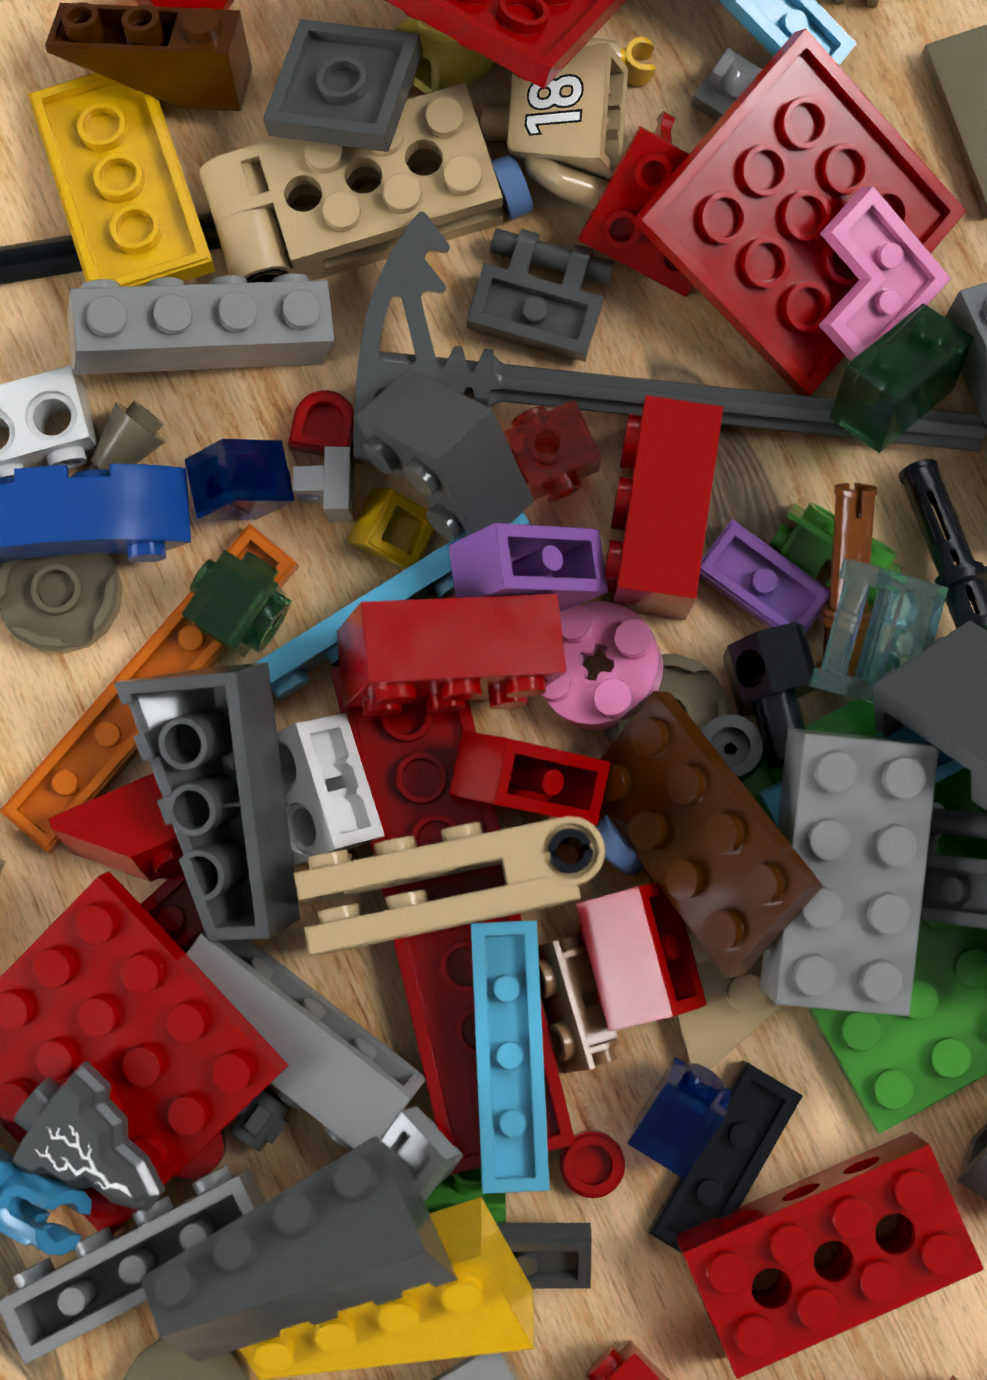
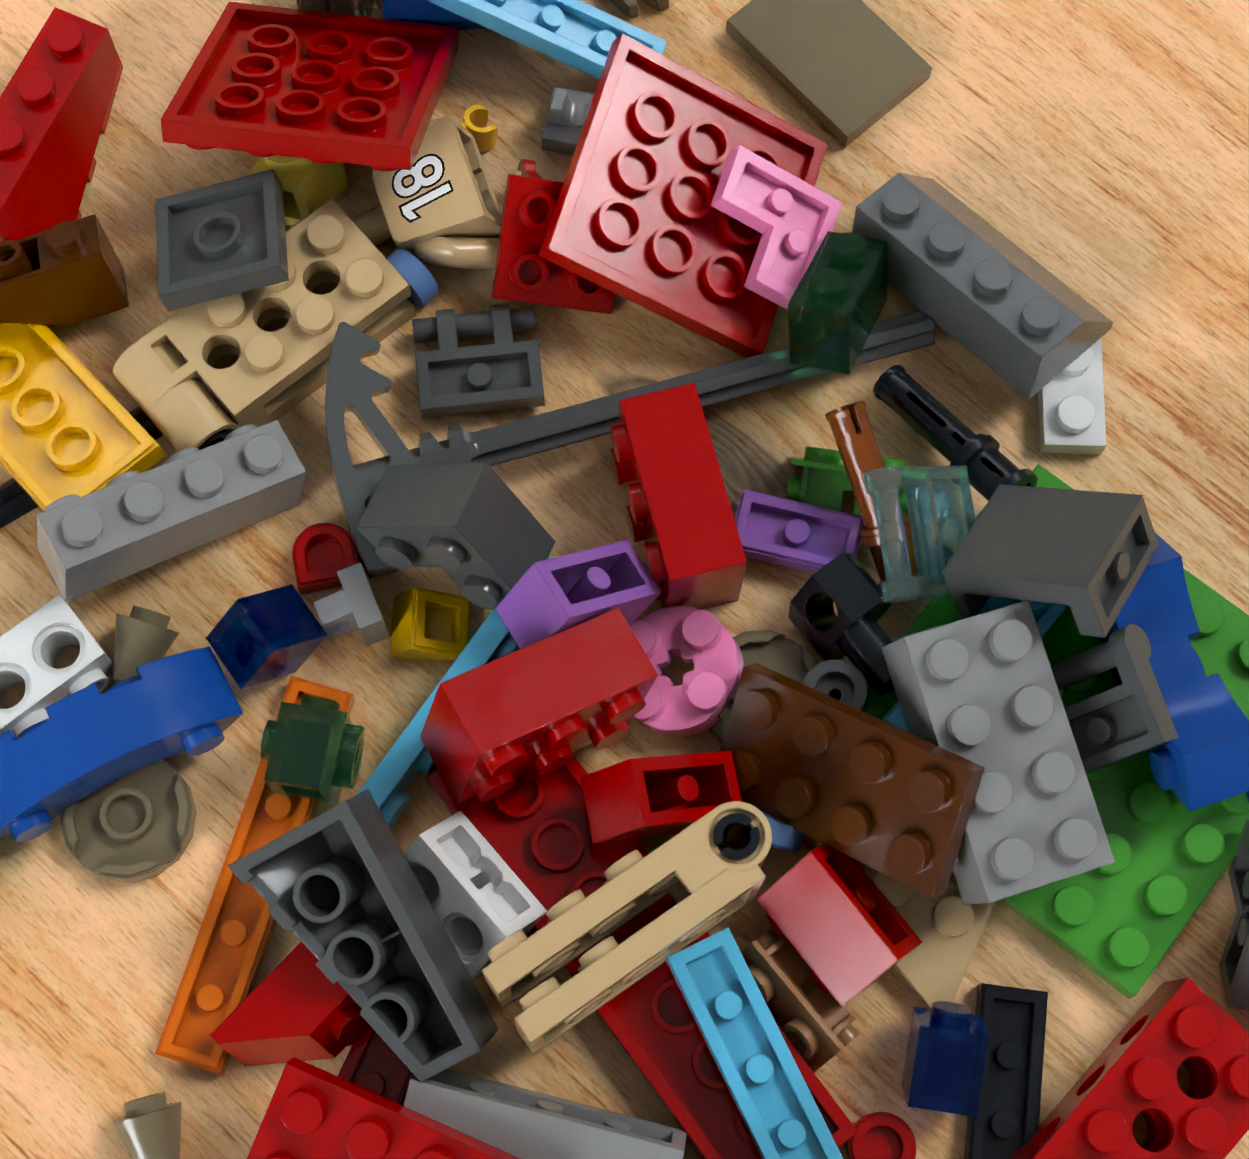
camera: 30 degrees left, 10 degrees down
(558, 433) = (555, 489): clear red brick -> none

